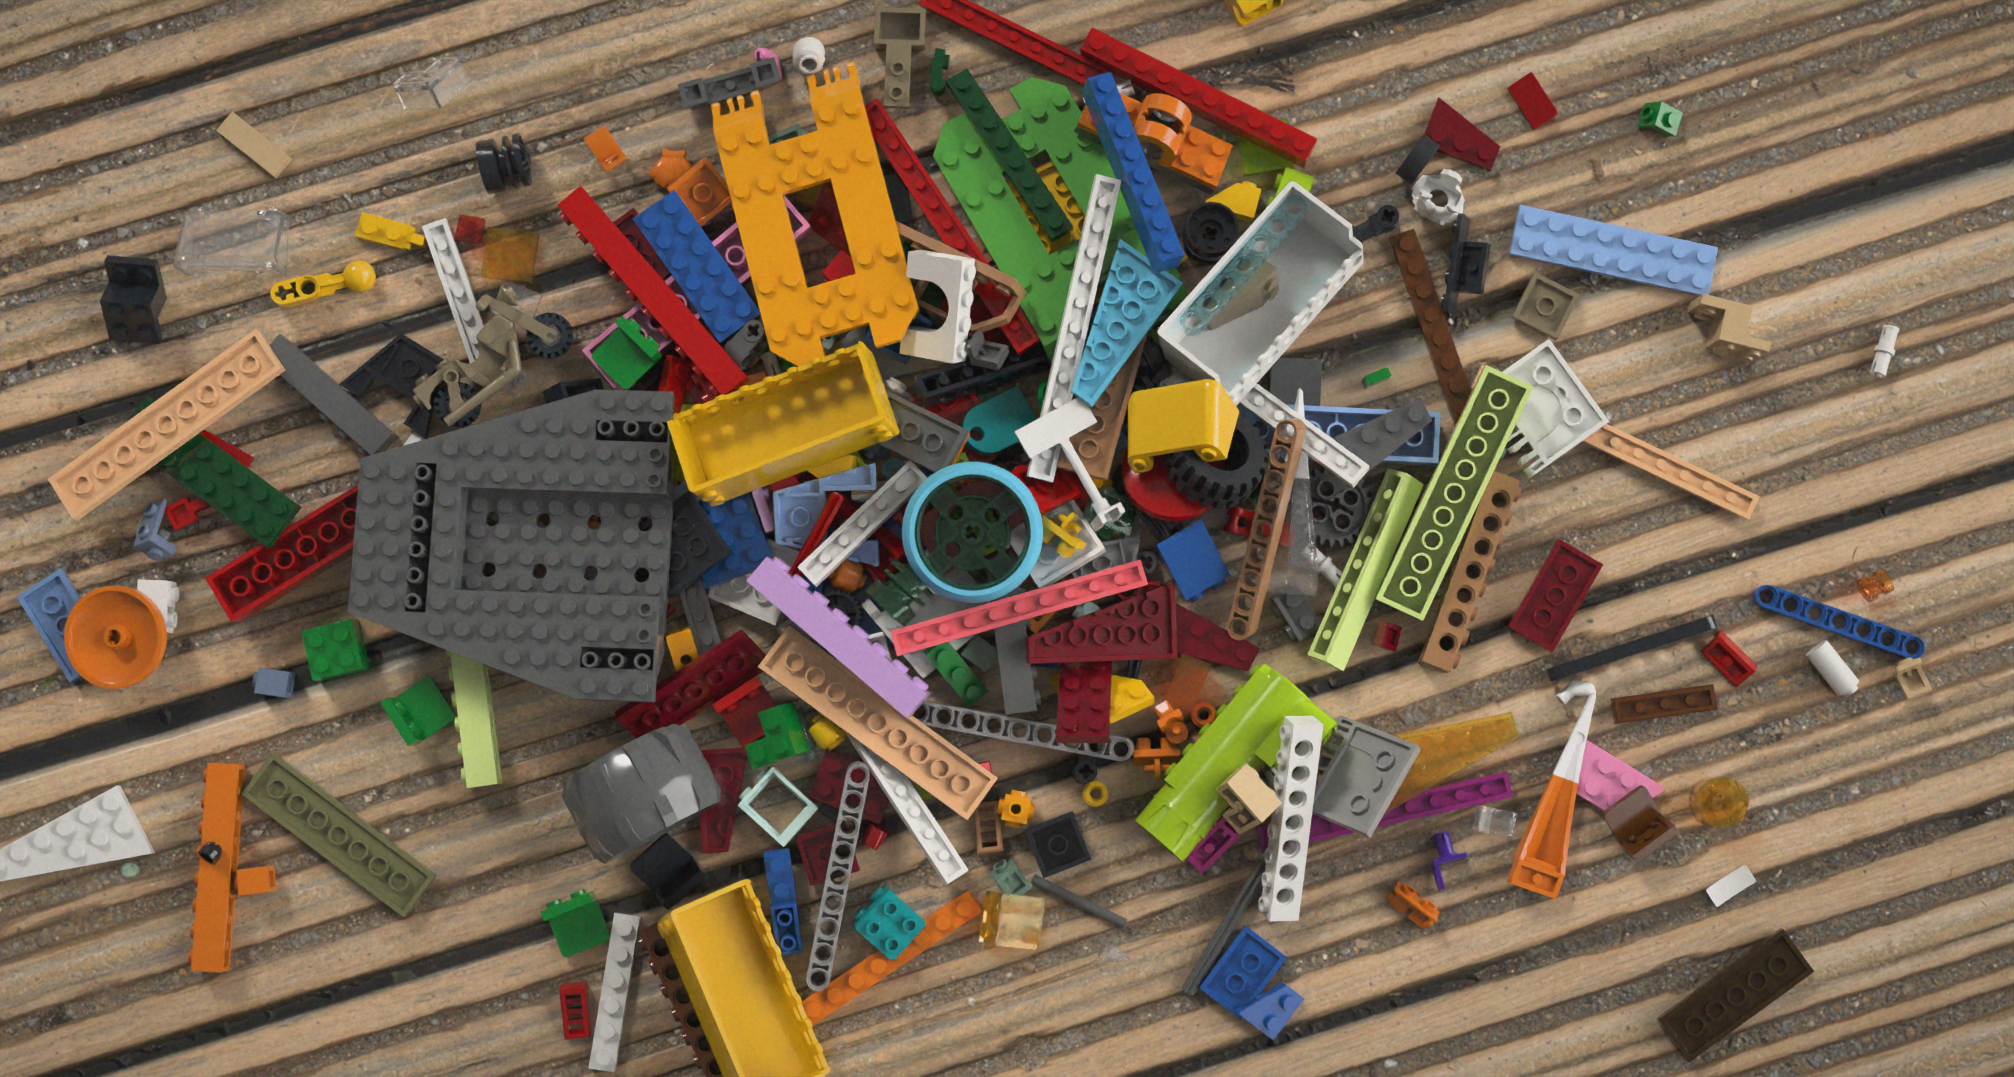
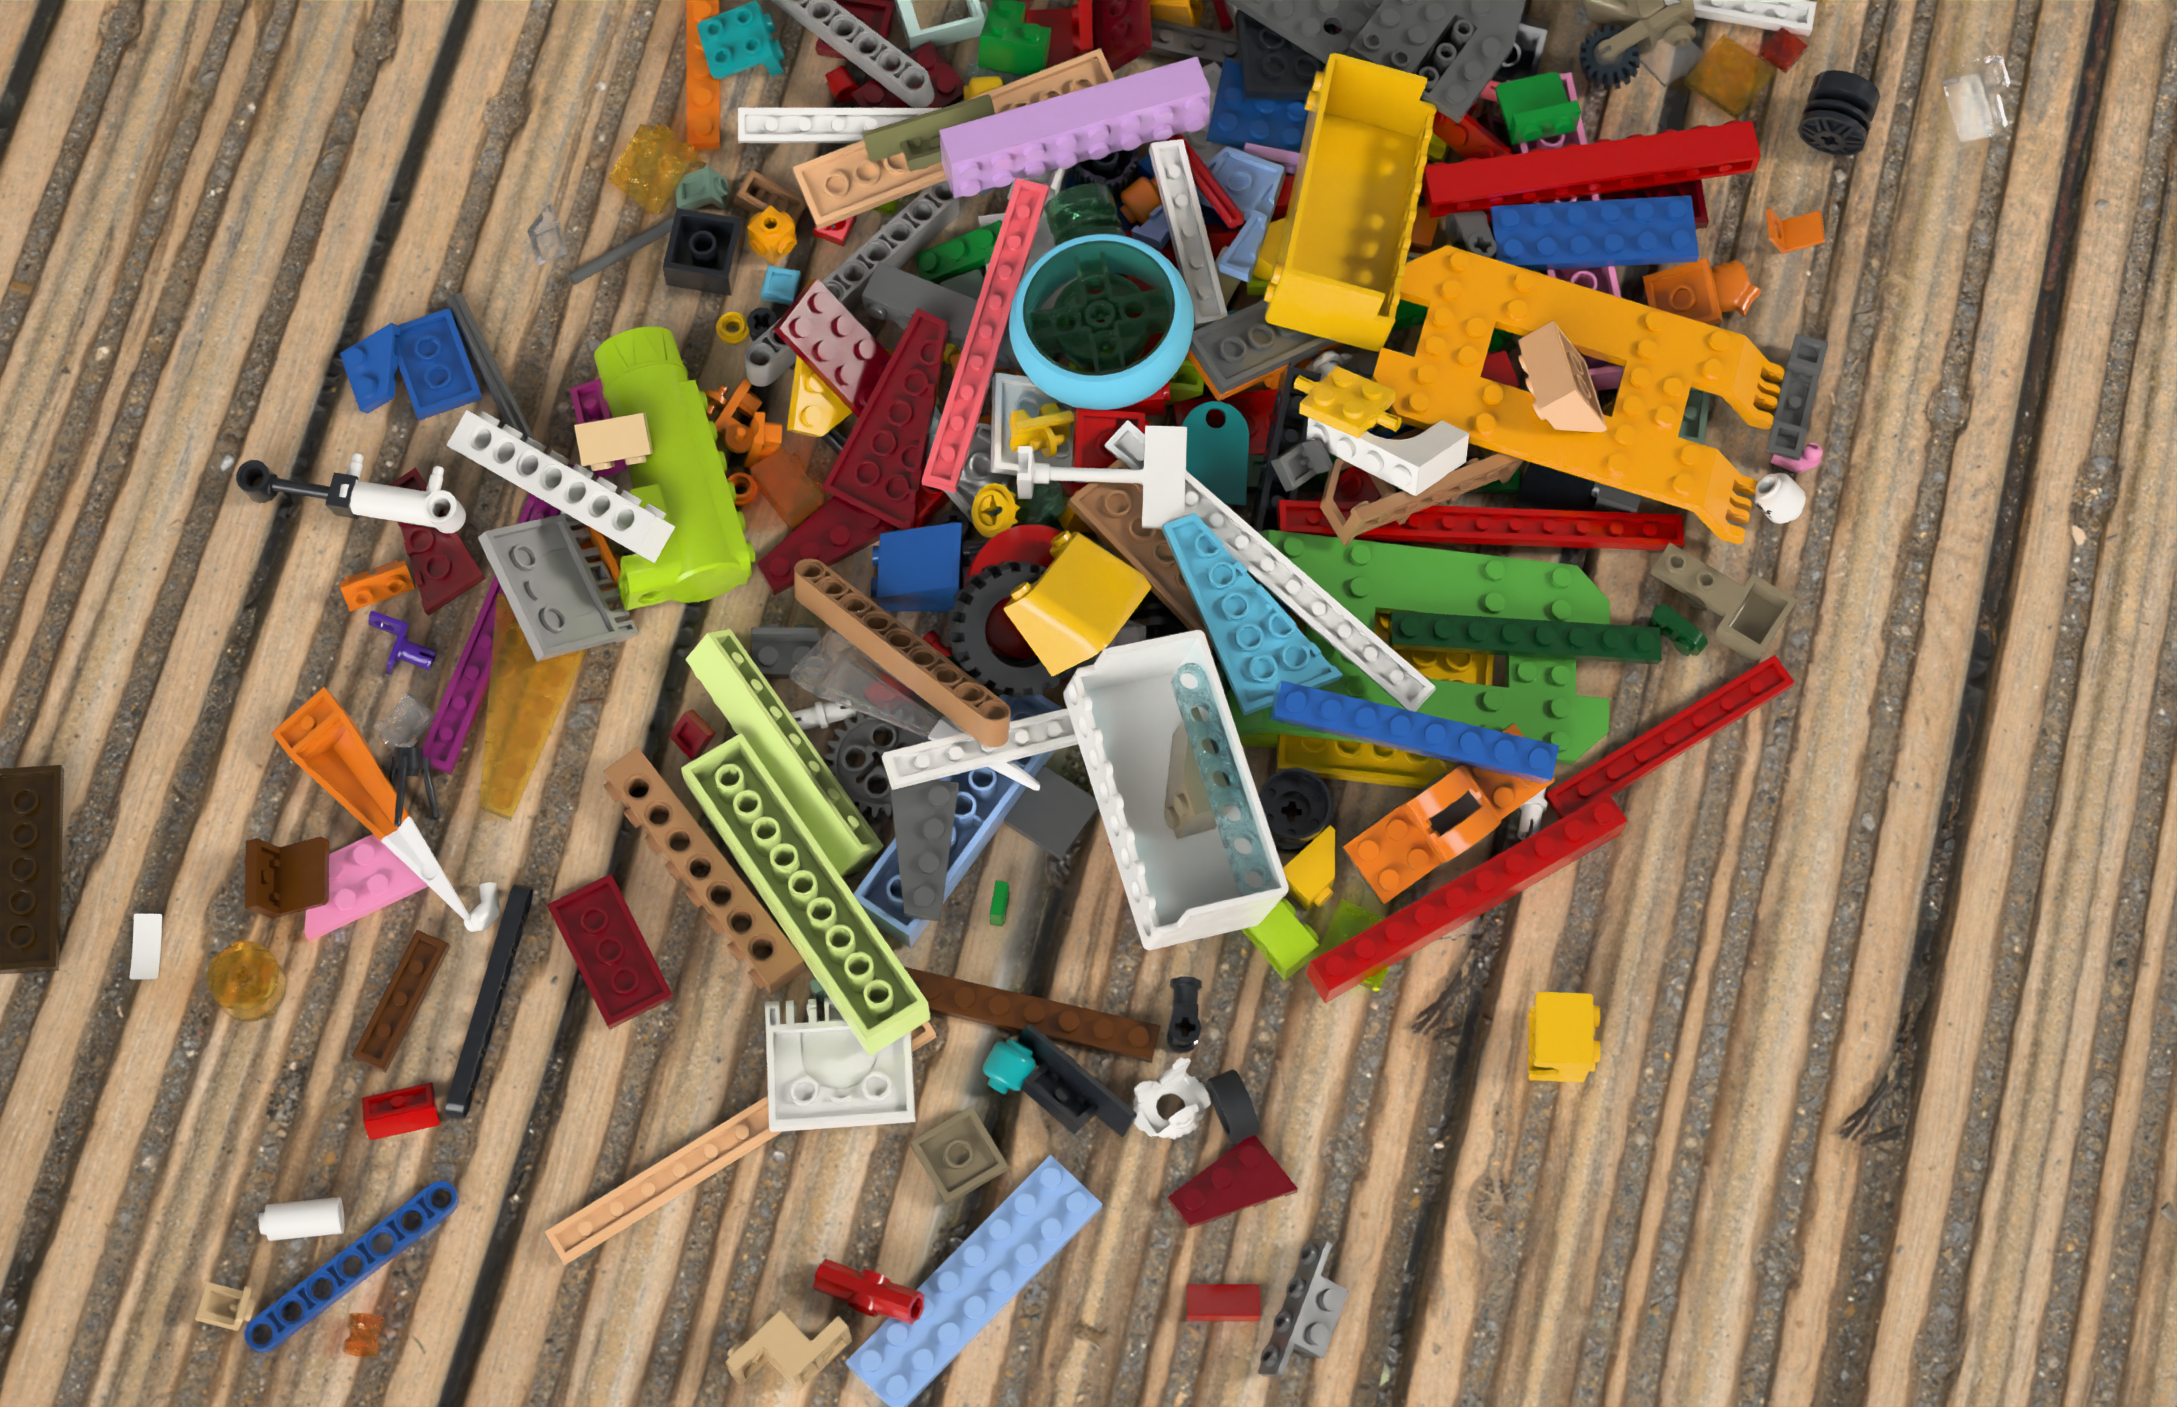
camera: 120 degrees right, 15 degrees down
(829, 219) = (1560, 381): none -> light nougat slope
(895, 734) = (919, 135): none -> olive bracket
(933, 341) = (1347, 402): none -> yellow plate
(1044, 783) = (780, 285): none -> medium azure tile
(1138, 534) = (988, 499): none -> yellow gear
(1365, 884) = (439, 560): none -> dark red wing
(1370, 956) = (352, 497): none -> white piece
(1473, 309) = (1008, 1065): none -> teal head
(1509, 49) = (1307, 1312): none -> dark grey bracket
(1521, 797) = (407, 763): none -> black plant
(1662, 304) = (868, 1292): none -> red piece

